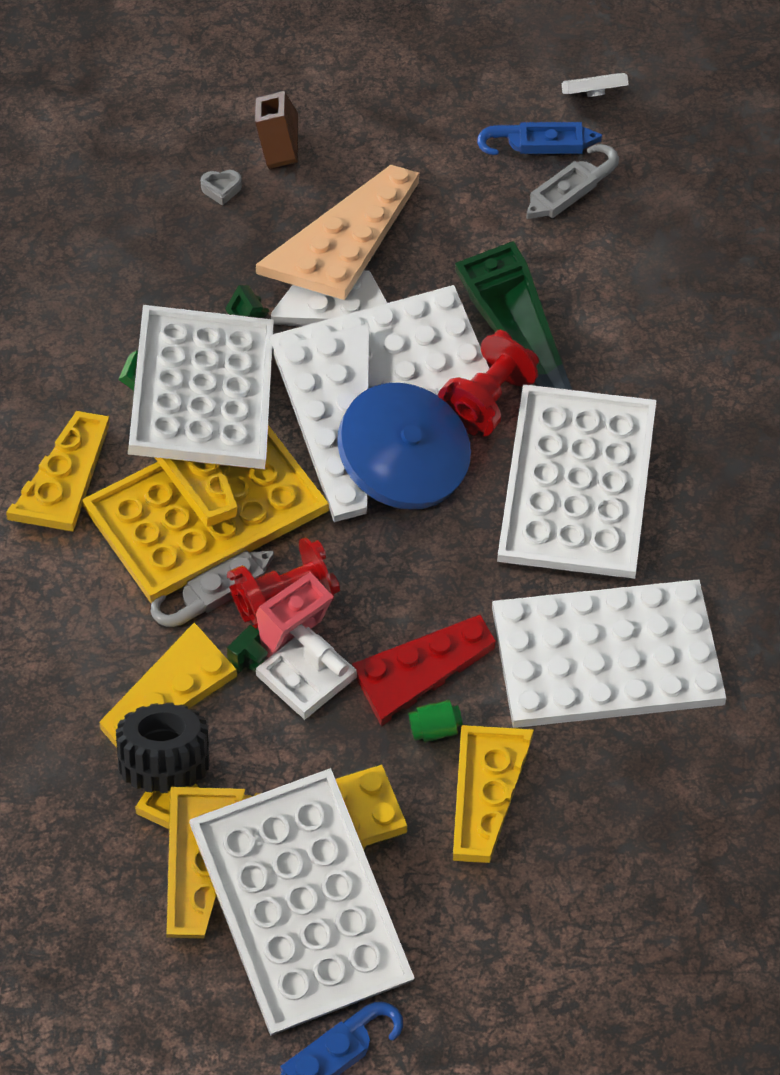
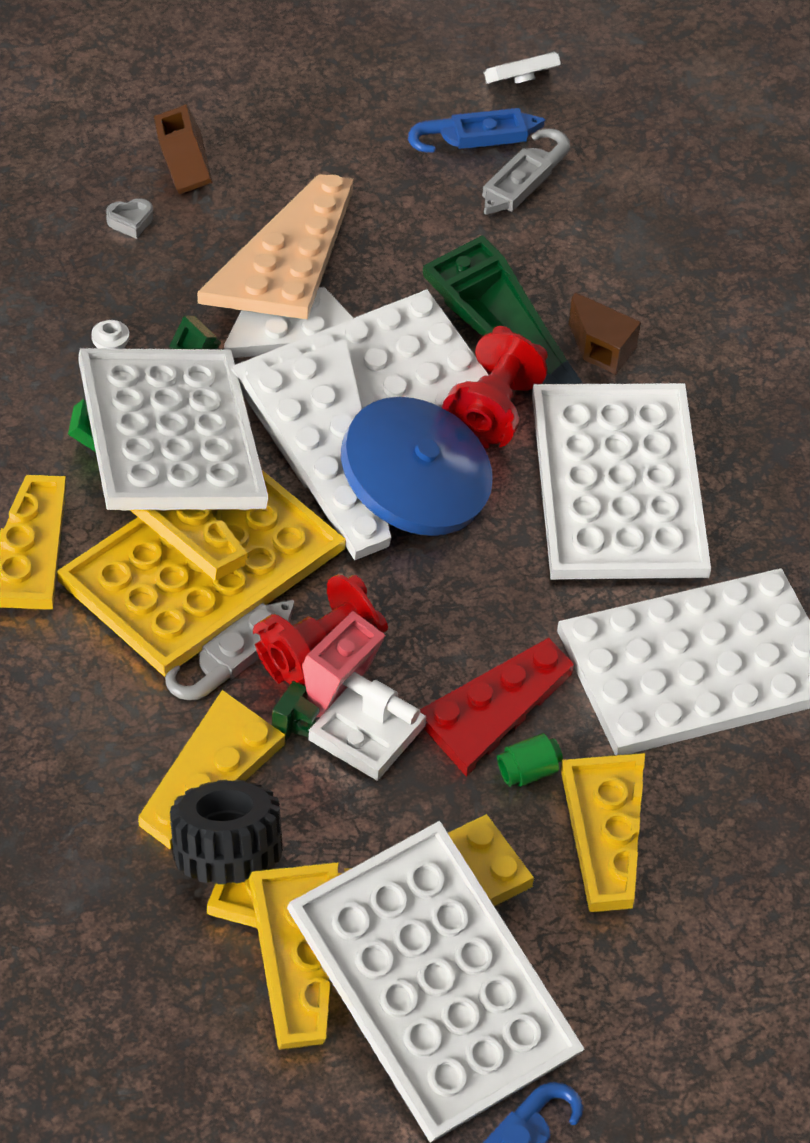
camera: 15 degrees left, 5 degrees down
(177, 293) = (110, 334): none -> white plate
(601, 344) = (602, 333): none -> reddish brown slope

